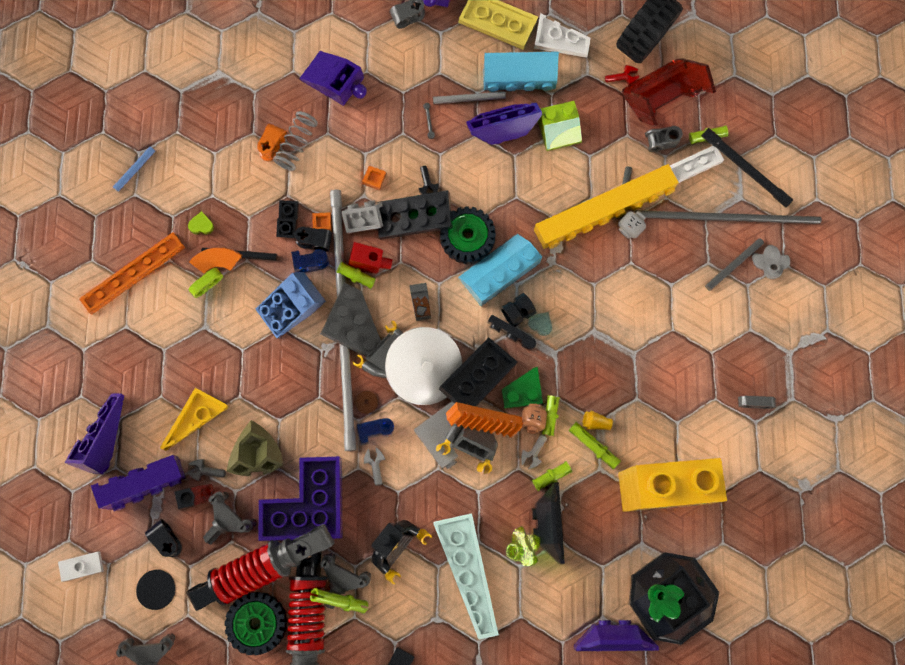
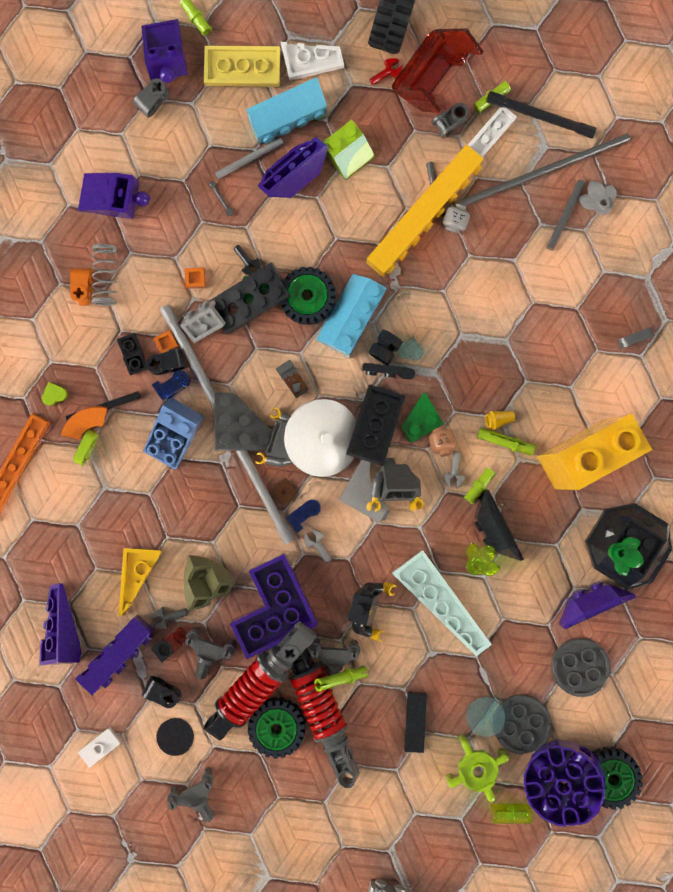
camera: 20 degrees left, 10 degrees up
(356, 275) = (221, 380): lime pin -> none
(361, 256) = (218, 363): red torso -> none
(484, 419) = (399, 464): orange gear -> none
(551, 409) = (454, 426): lime pin -> none

